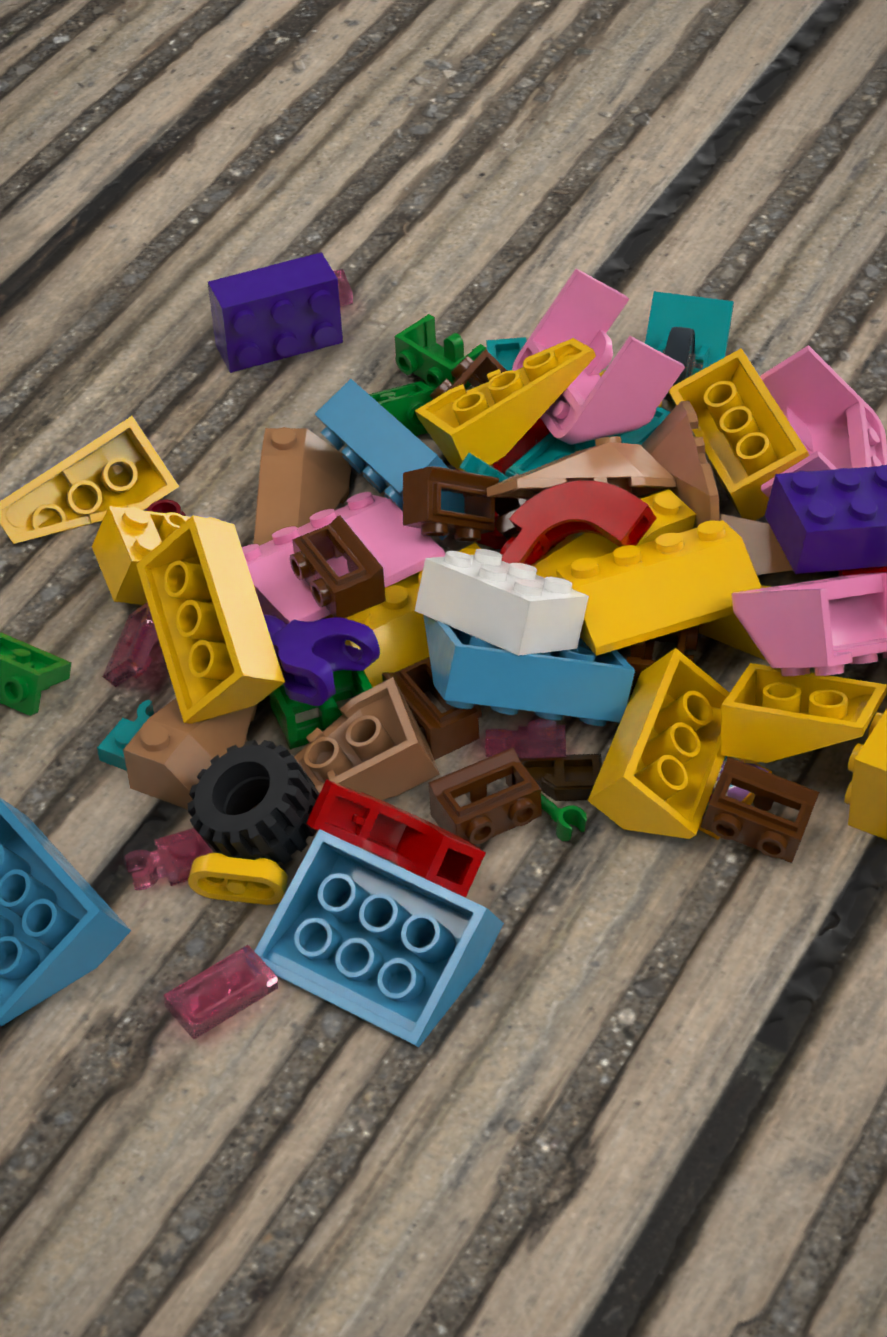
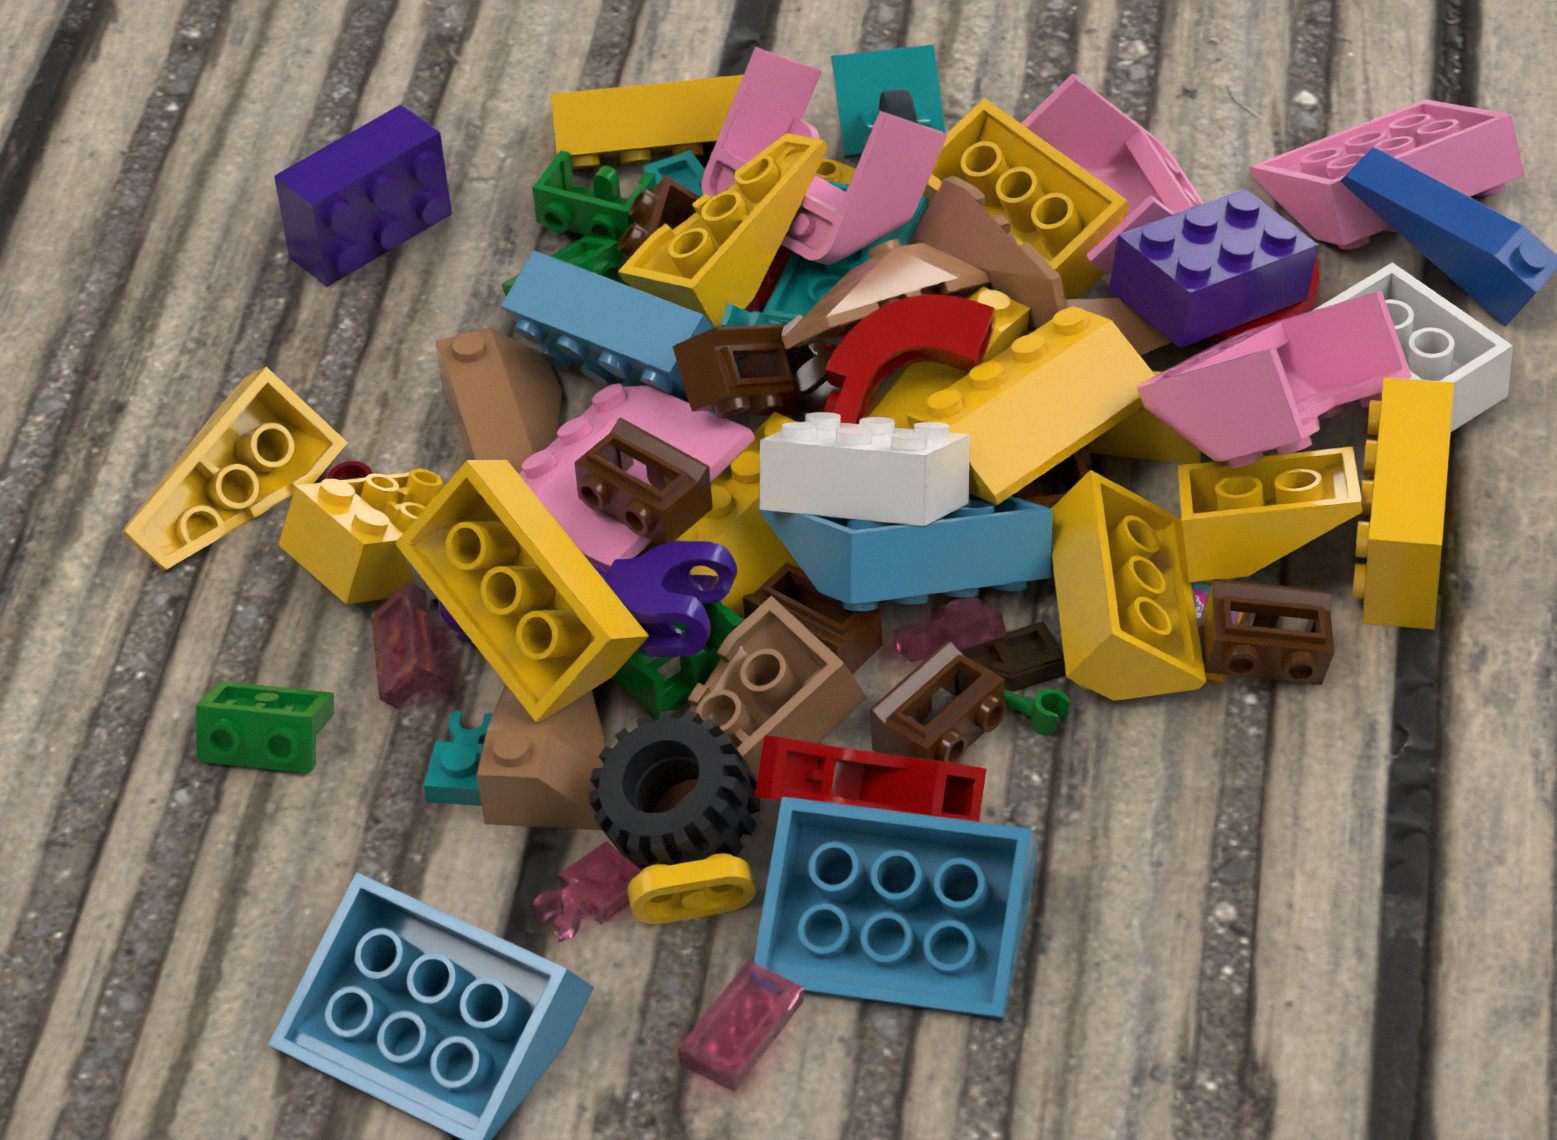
camera: 20 degrees left, 0 degrees up
(489, 304) = (641, 119): none -> yellow slope

